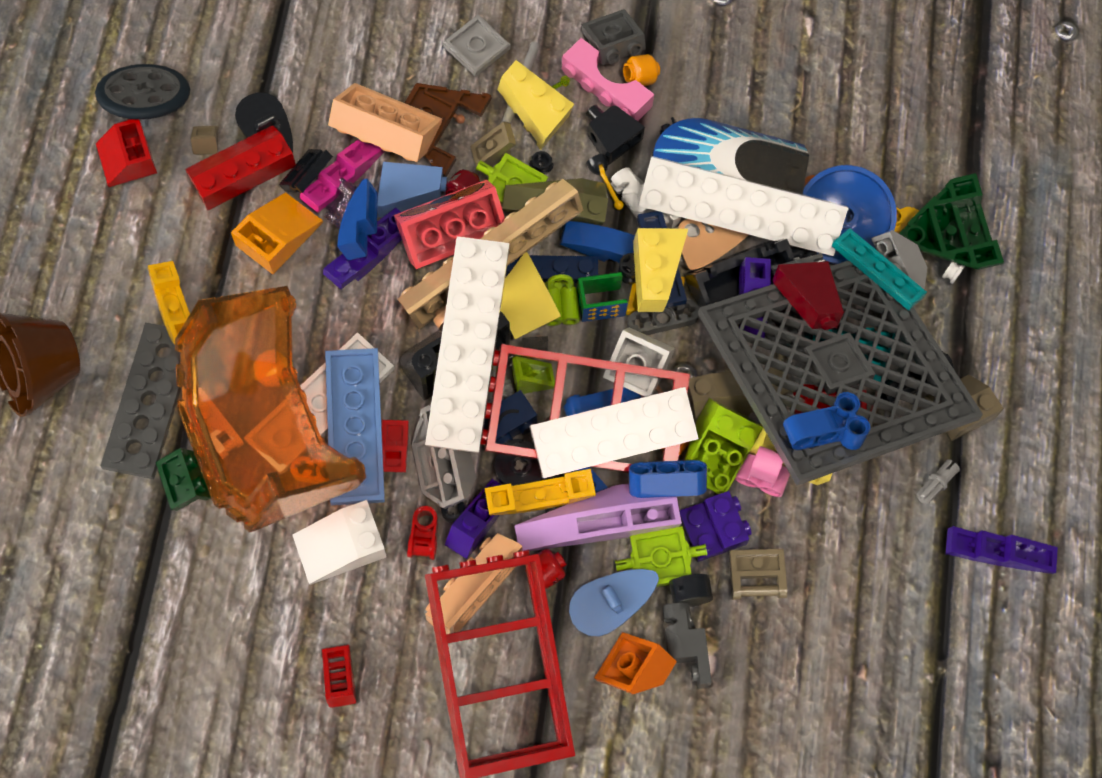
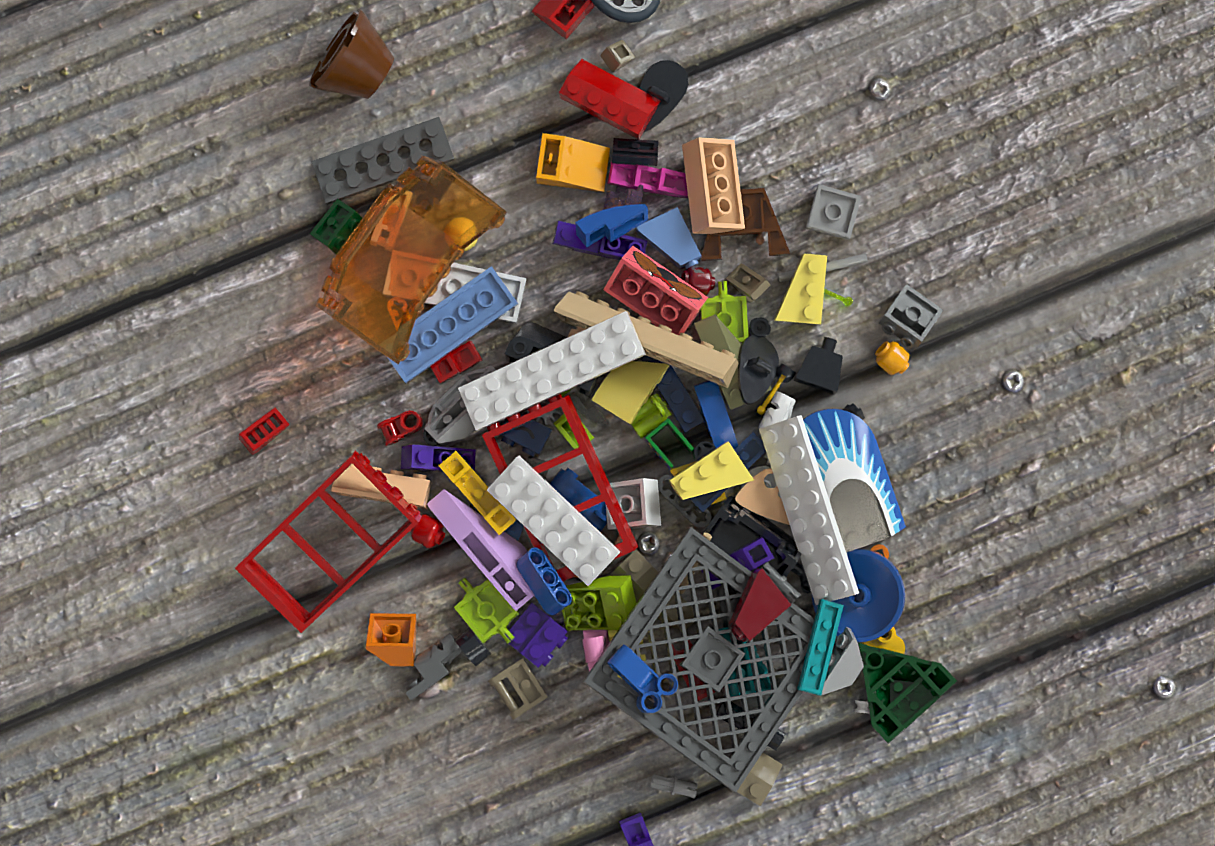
camera: 60 degrees right, 15 degrees up
(169, 296) = (464, 127): yellow slope -> none
(339, 543) = (358, 370): white slope -> none
(508, 474) = (483, 460): black plate -> none
(581, 64) = (859, 365): bright pink arch -> none
(582, 178) = (756, 368): none -> black shield
(611, 600) = (432, 592): medium blue shield -> none

